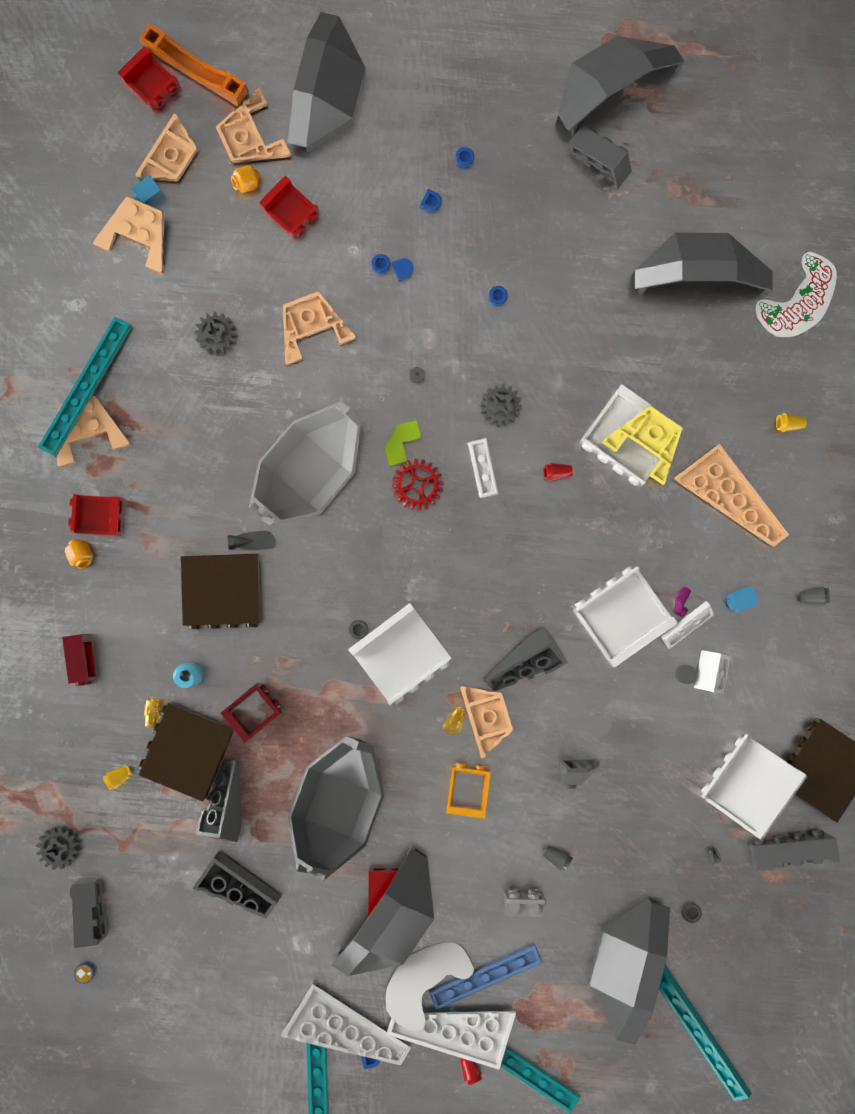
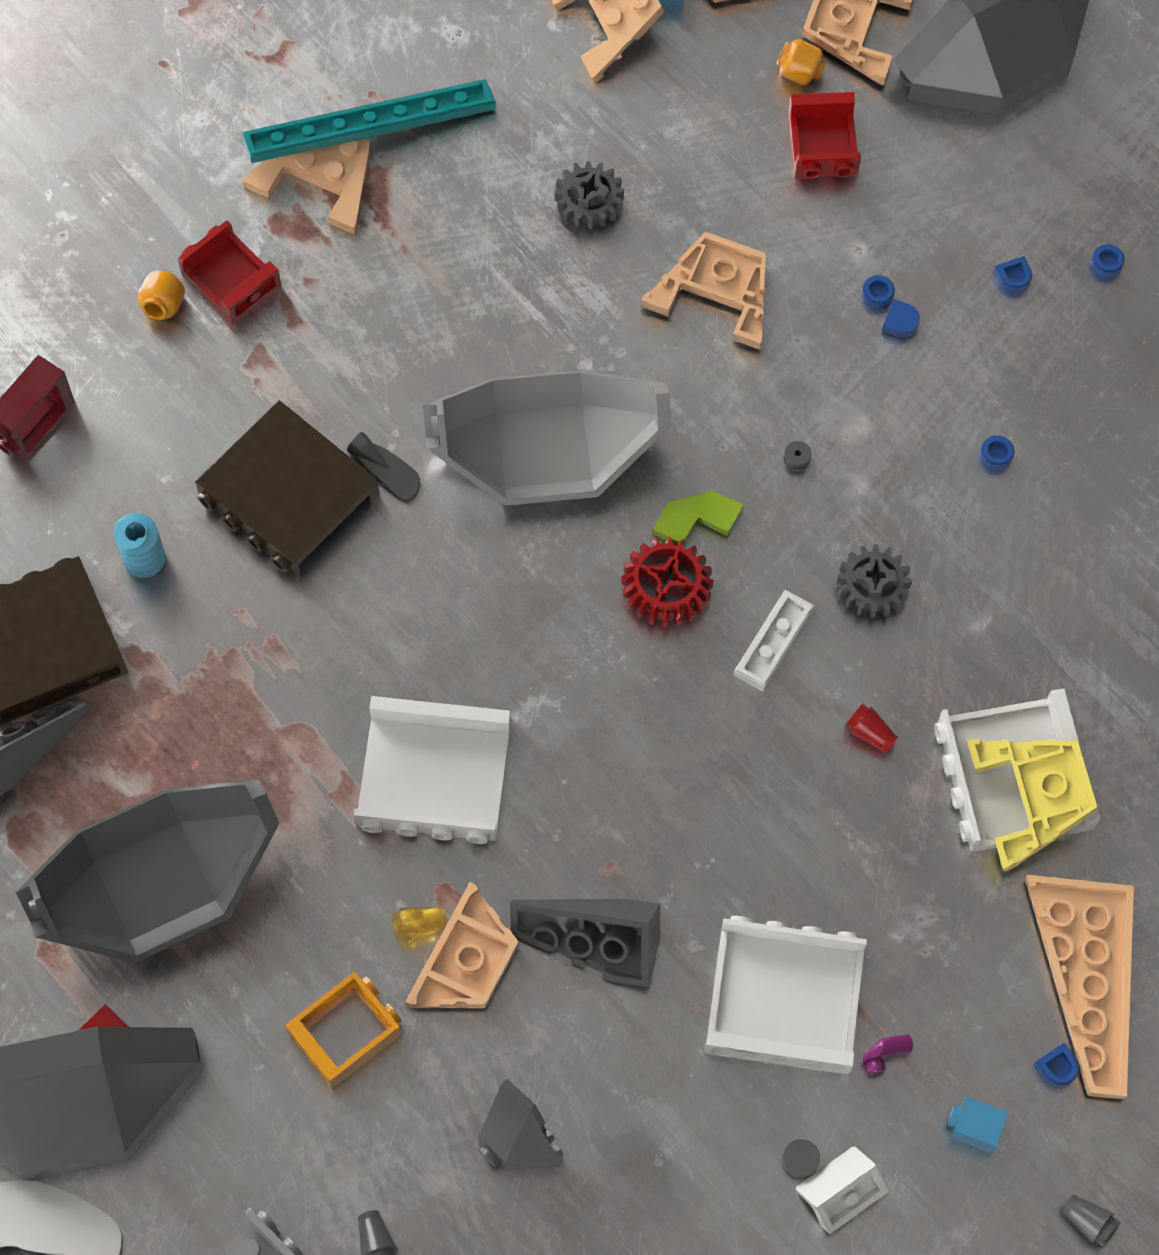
camera: 45 degrees right, 20 degrees down
(152, 711) = (47, 553): clear yellow cone -> none
(237, 725) = (165, 638): dark red window -> none
(358, 629) = (410, 689): dark grey tile -> none
(687, 625) = (864, 1088): white tile -> none
(751, 545) = (1058, 1067): none -> blue tile

